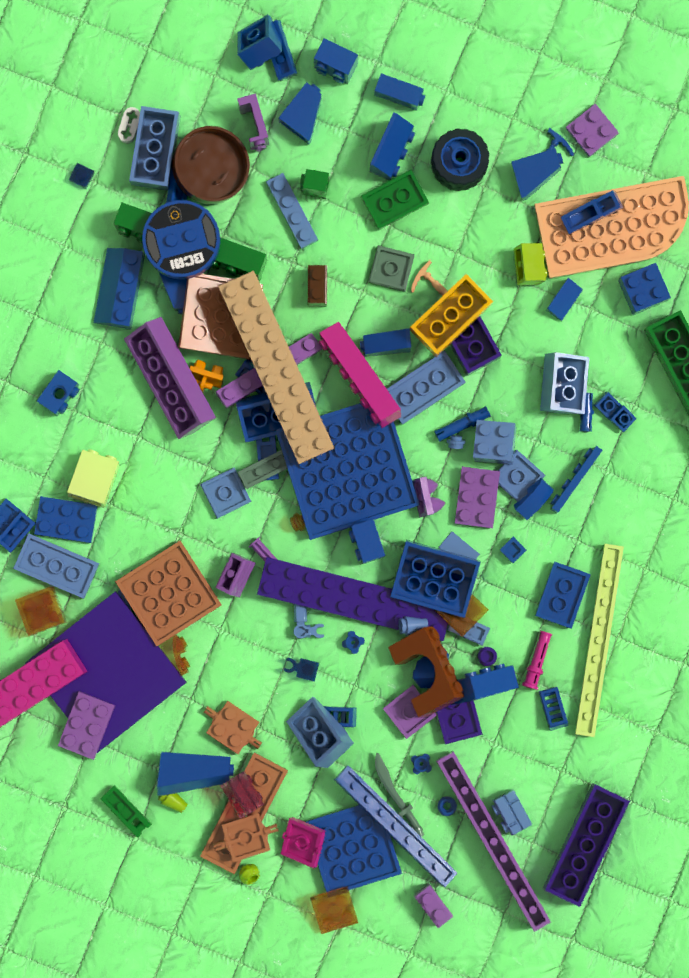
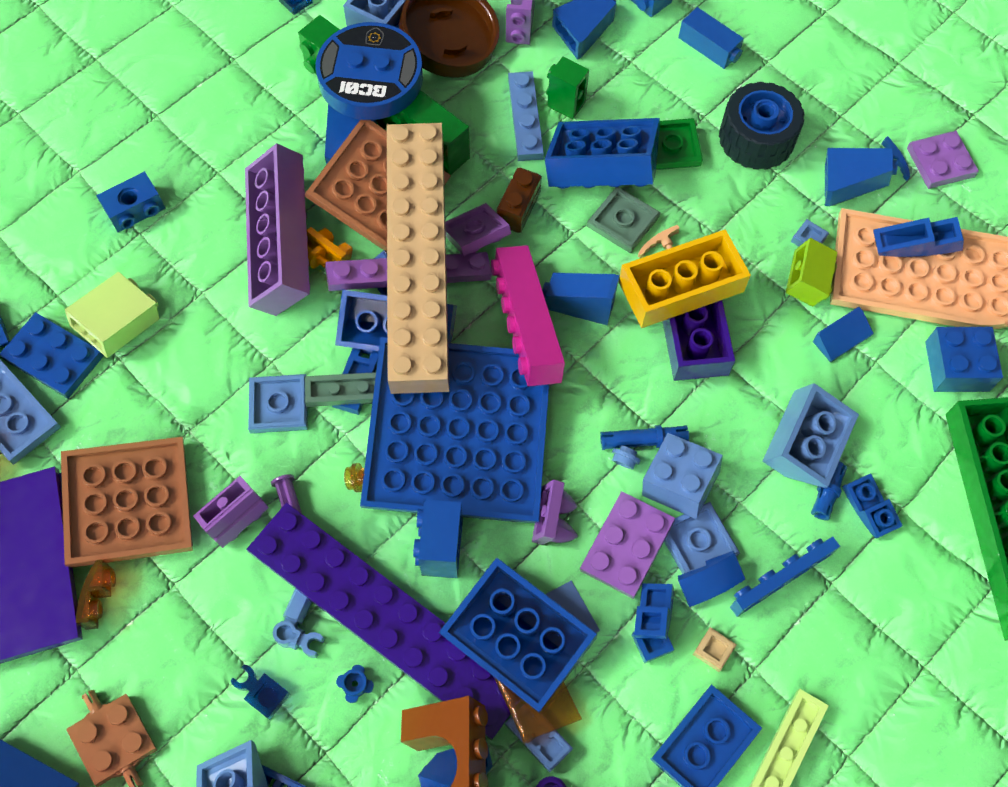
camera: 25 degrees right, 20 degrees down
(119, 287) = (276, 117): blue slope -> none
(299, 321) = (476, 229): none -> medium lavender plate
(360, 225) = (603, 153): none -> blue slope
(392, 147) = (678, 82): blue slope -> none
(409, 625) = (449, 686): medium blue cone -> none
(425, 386) = (611, 371): medium blue plate -> none
(507, 532) = (654, 611): none -> blue slope
(520, 231) = (807, 231): none -> medium blue tile
(549, 539) = (714, 649): none -> tan tile

